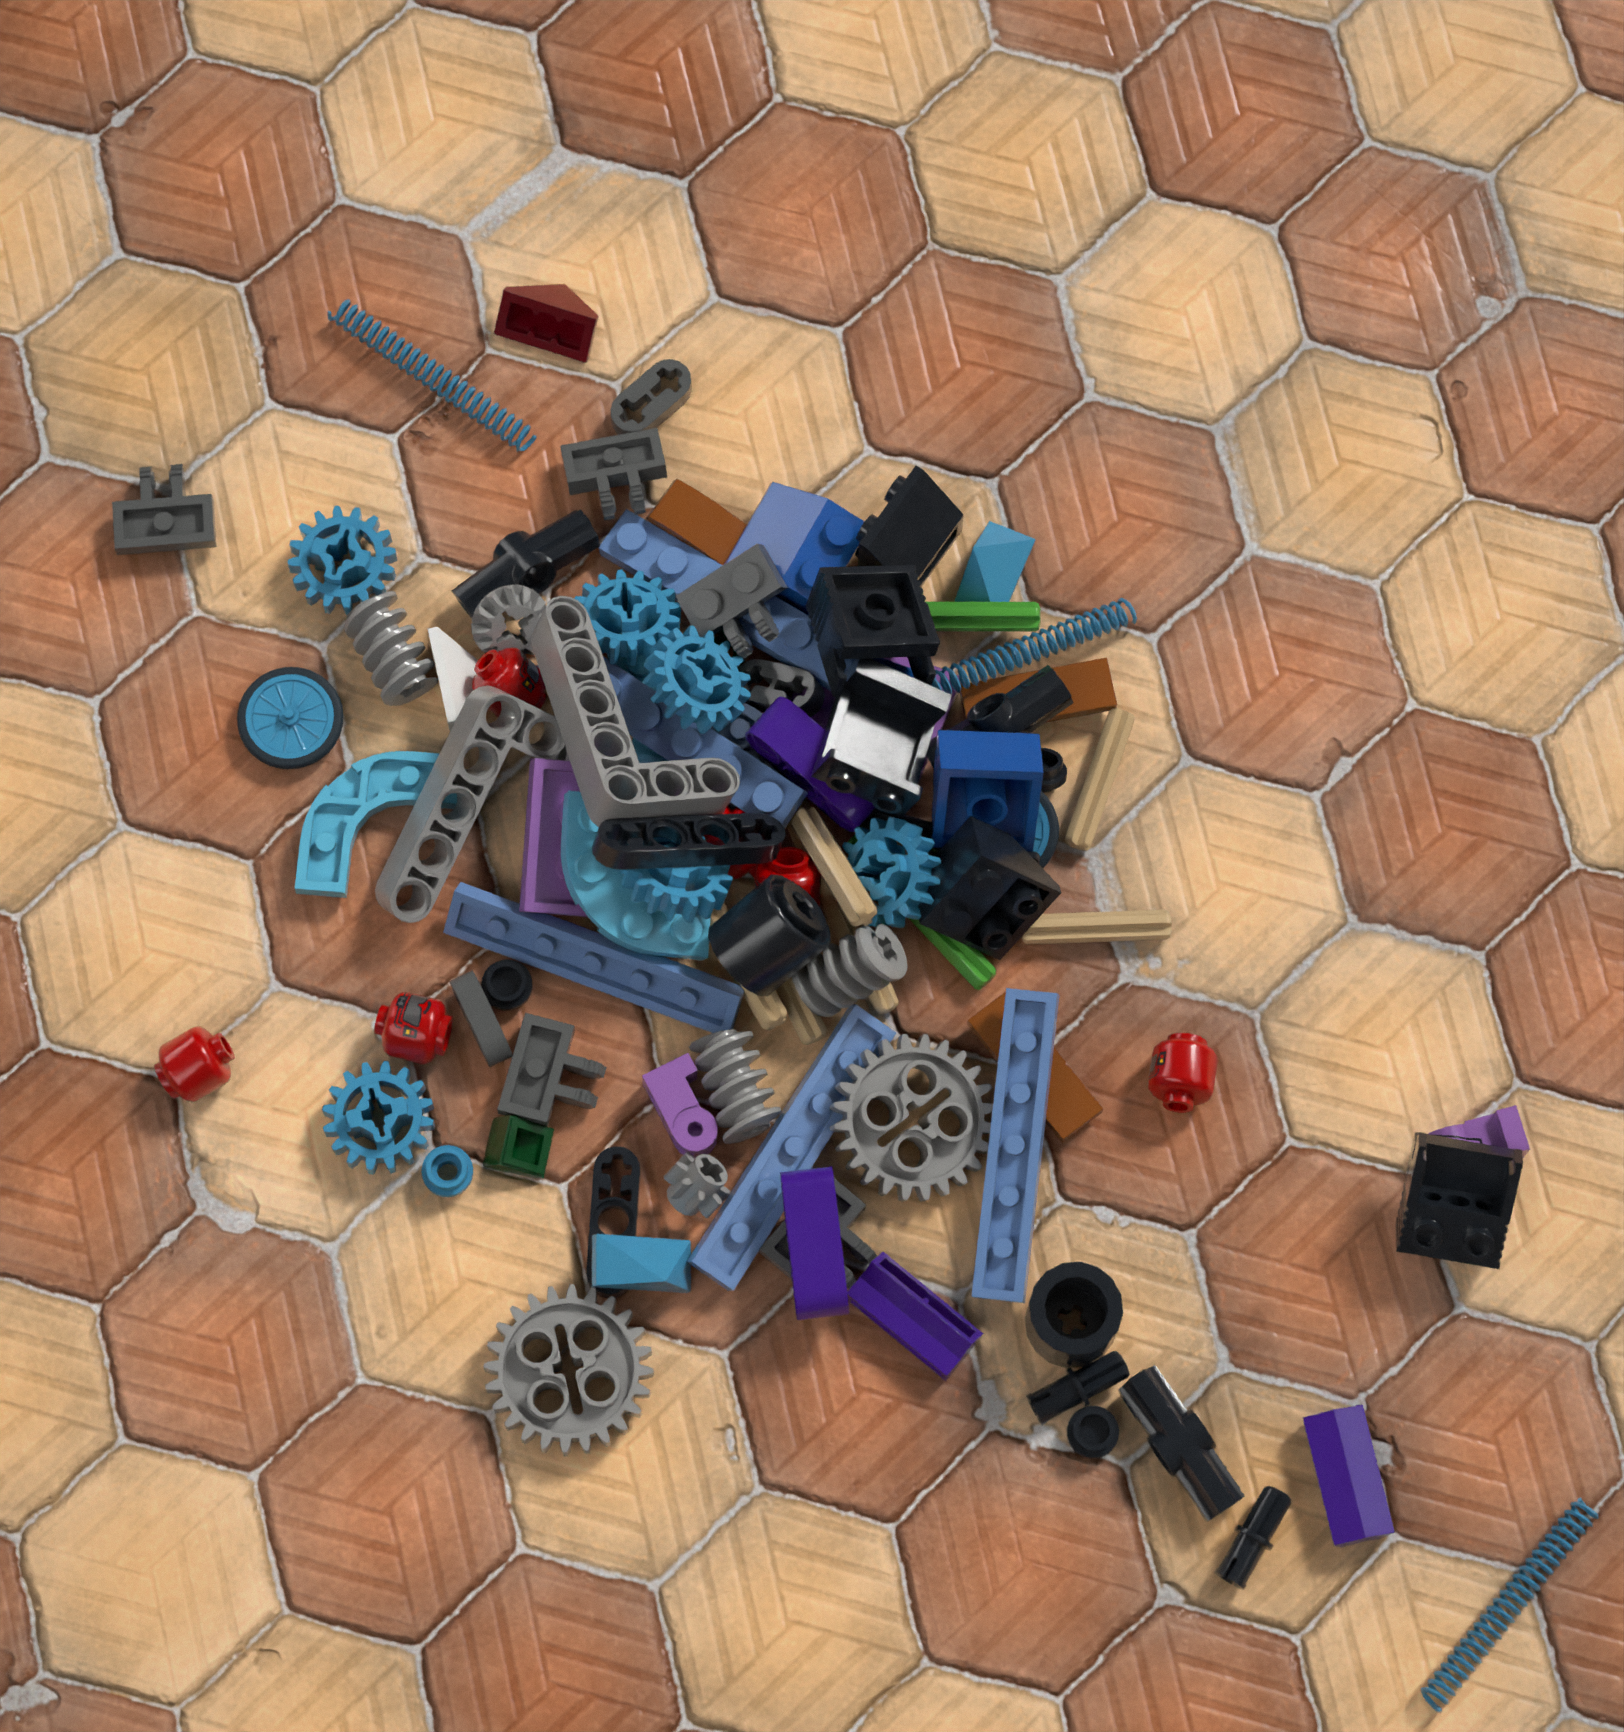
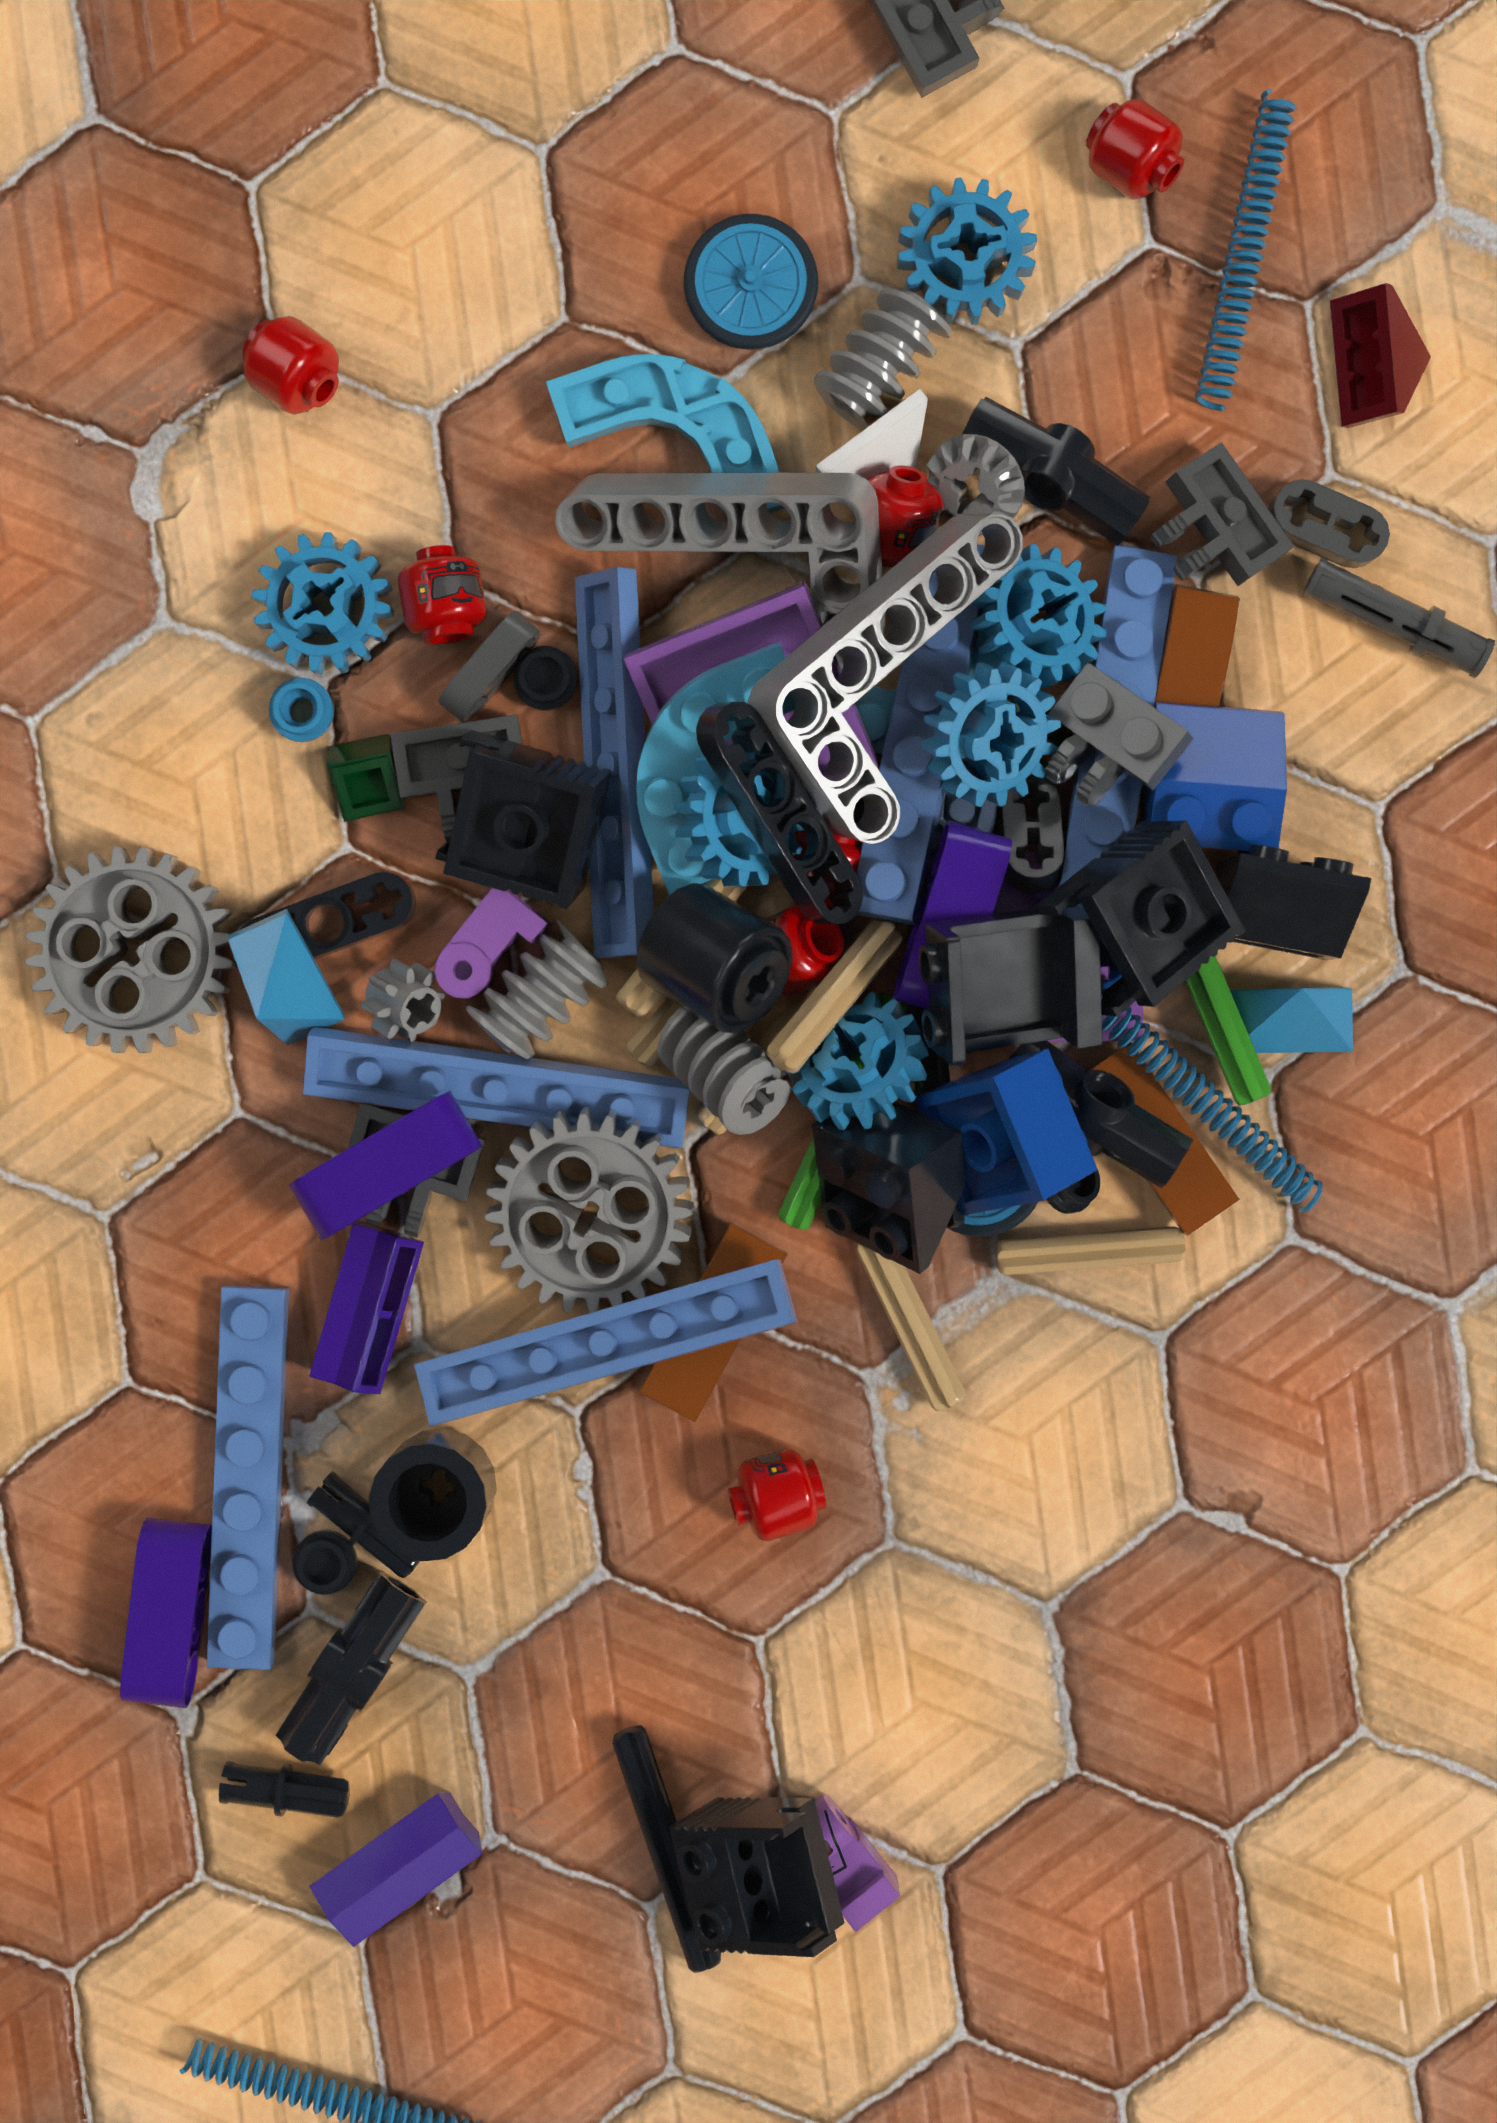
camera: 70 degrees right, 15 degrees up
(327, 416) = (1135, 149): none -> red head
(608, 1033) = (525, 820): none -> black piece
(755, 367) = (1420, 628): none -> dark grey pin
(1003, 1463) = (248, 1477): none -> medium blue plate
(1080, 1564) = (166, 1612): none -> dark purple beam
(1415, 1272) = (655, 1817): none -> black axle

